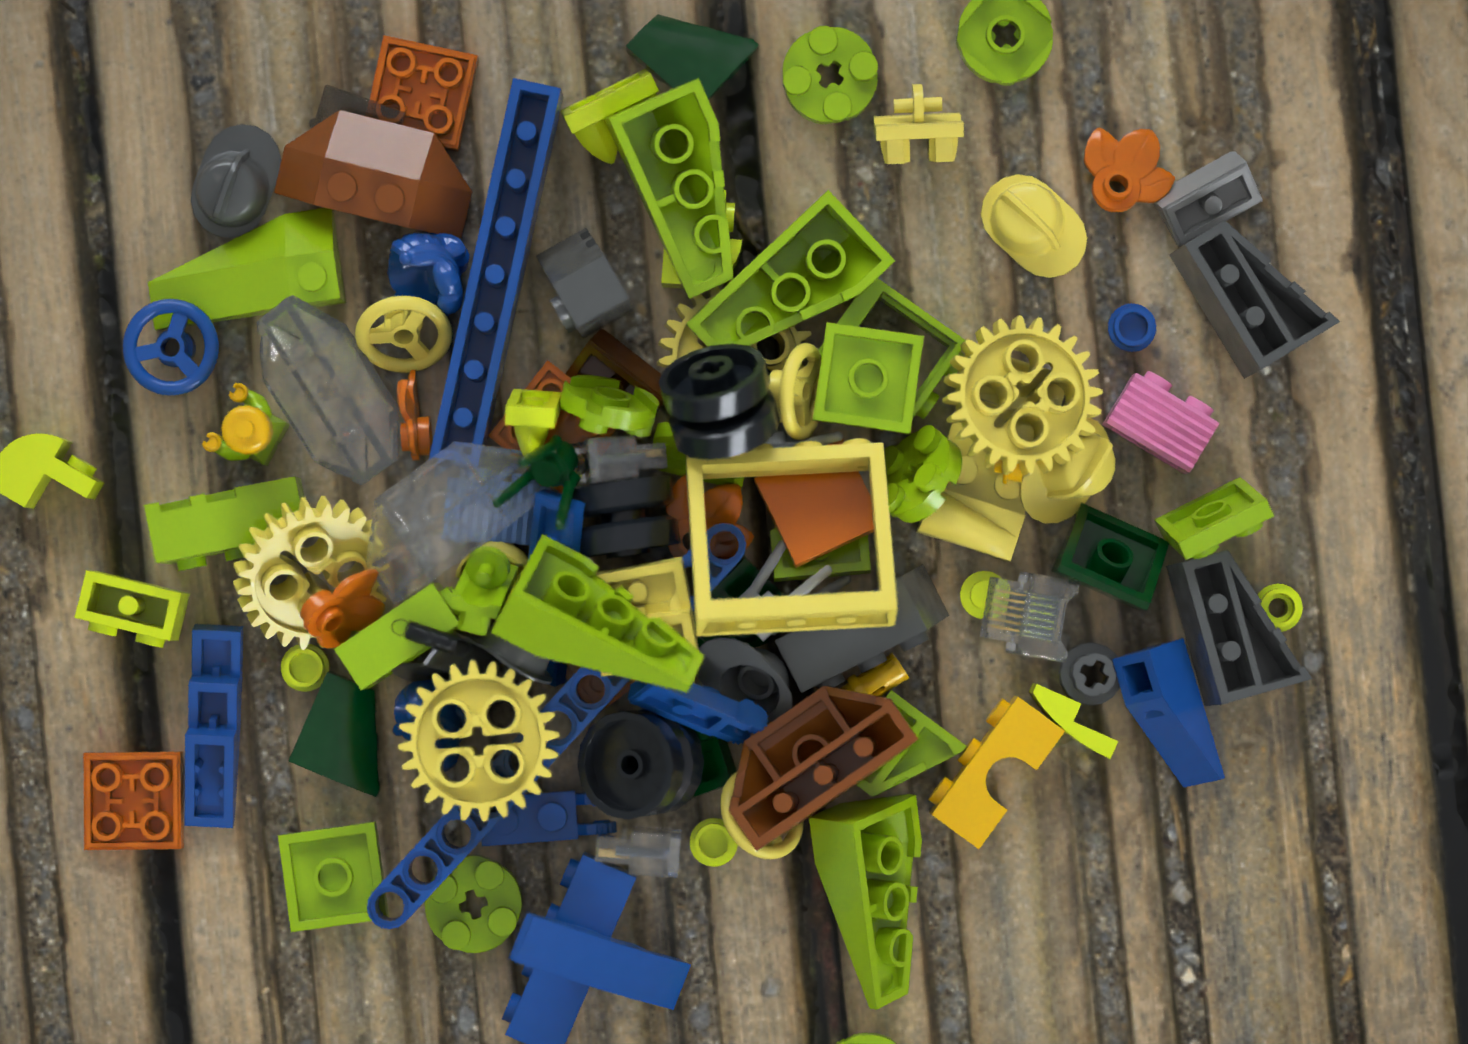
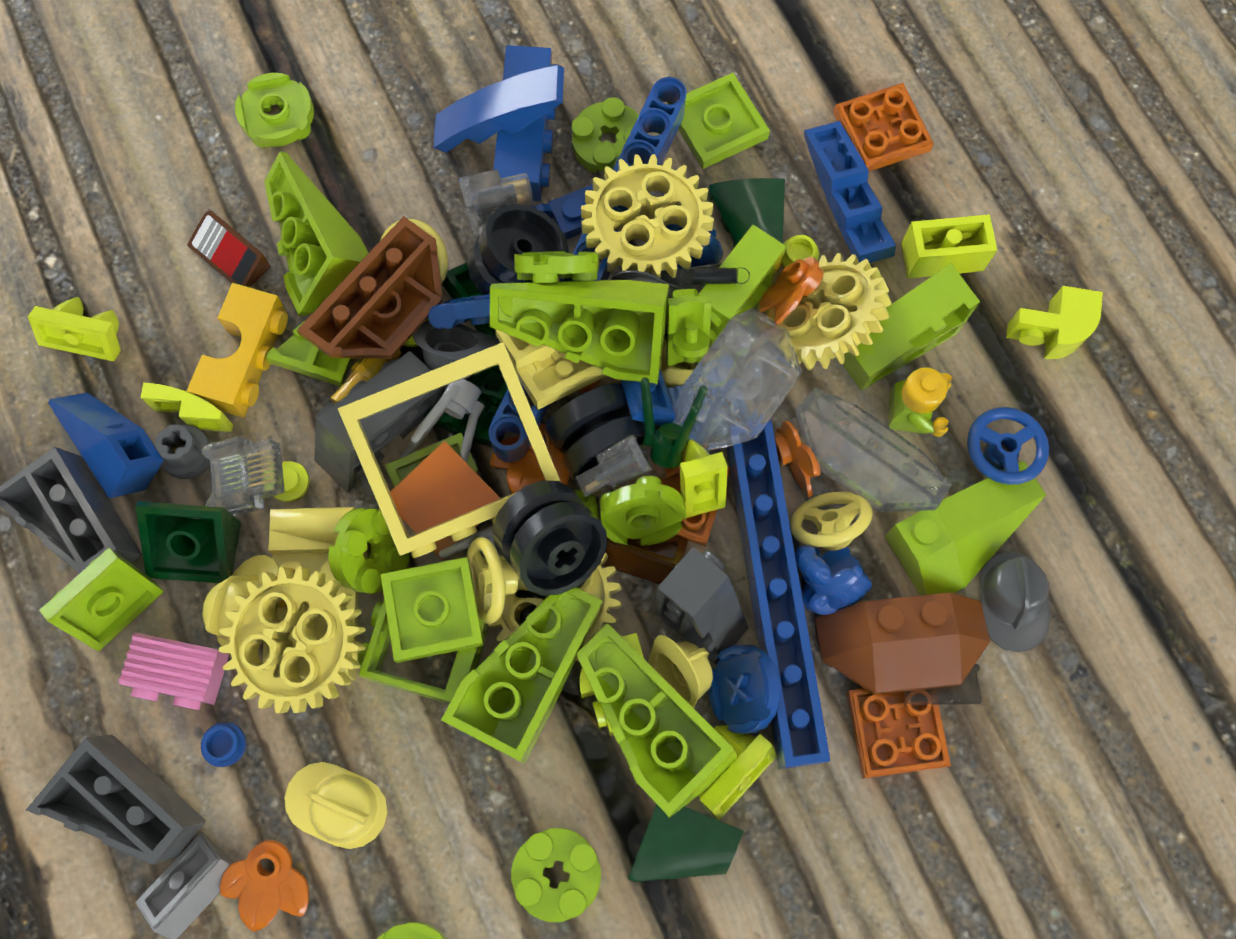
camera: 160 degrees right, 15 degrees down
(570, 185) = (744, 689): none -> blue tile
(606, 703) = (549, 266): none -> lime plate
(627, 228) = (682, 666): none -> light yellow piece
(712, 843) = (449, 230): neon yellow plate -> none
(939, 128) = (464, 858): light yellow hips -> none
(977, 907) = (227, 251): none -> slope
(1190, 871) = (70, 331): none -> neon yellow tile
(1292, 603) = (26, 556): neon yellow plate -> none

